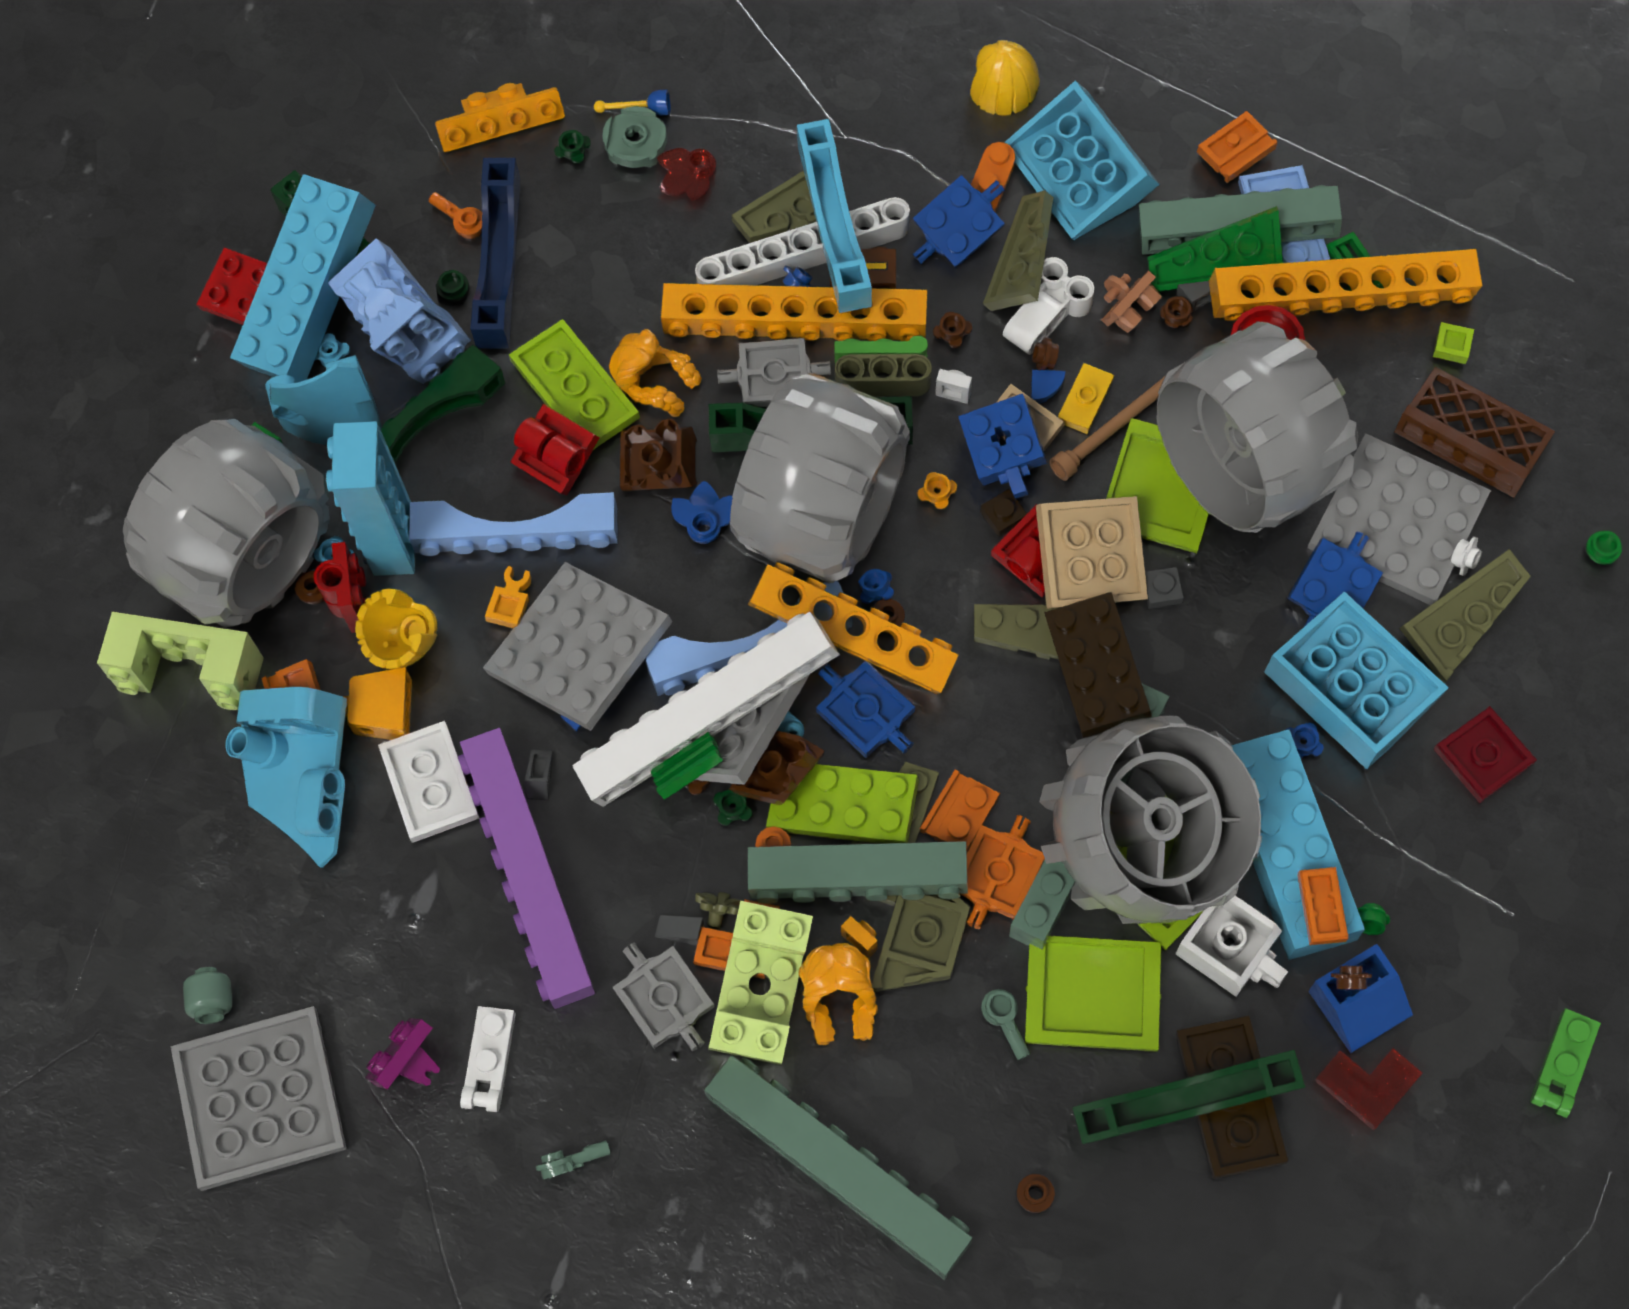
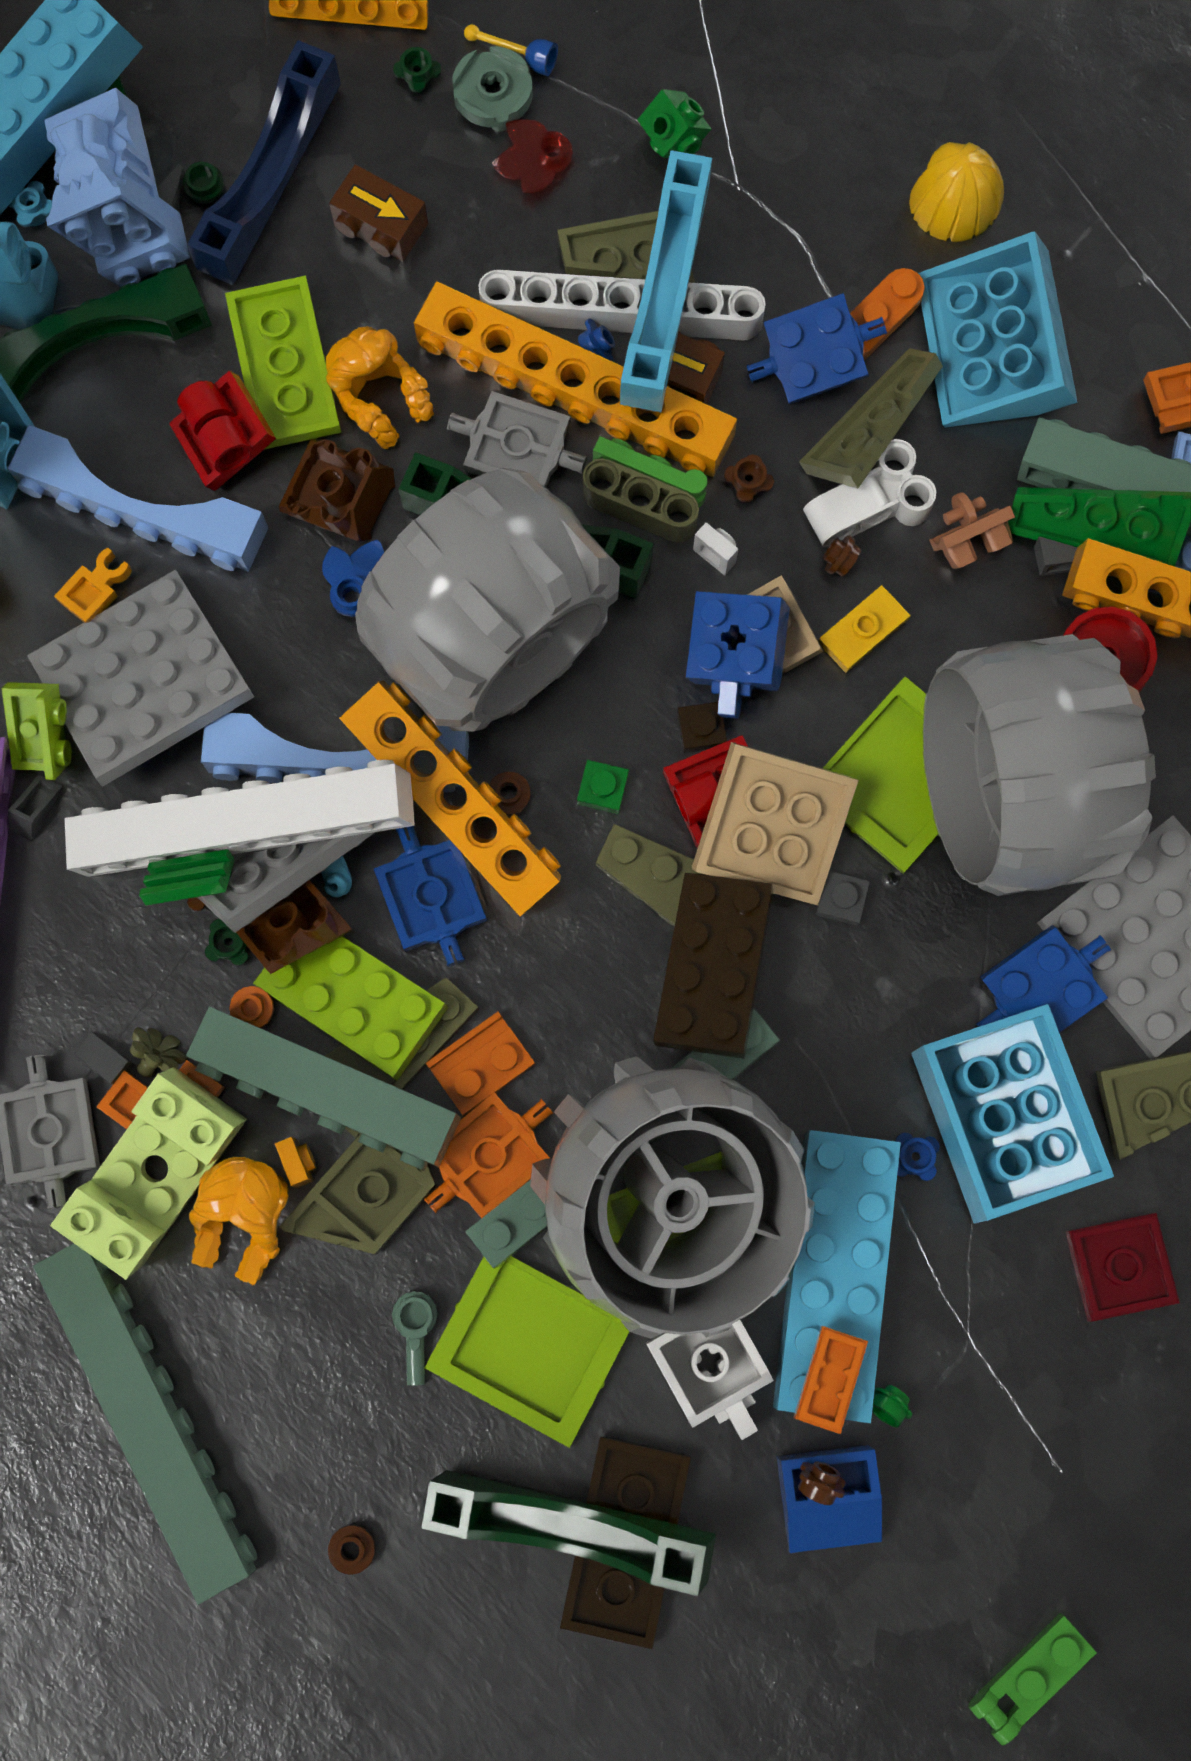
camera: 20 degrees right, 10 degrees up
(465, 221) = (253, 107): orange plate -> none
(518, 712) = (36, 727): none -> lime bracket
(594, 255) = (378, 213): none -> reddish brown brick
(781, 110) = (674, 123): none -> green brick
(873, 579) = (512, 742): blue plate -> none
(940, 481) = (638, 654): light orange plate -> none
(952, 583) = (602, 787): none -> green plate
(1046, 384) = (825, 592): blue tile -> none
(1066, 463) = (803, 698): medium nougat piece -> none
(1180, 305) = (1029, 561): reddish brown plate -> none
(1368, 1095) = (789, 1614): clear red plate -> none

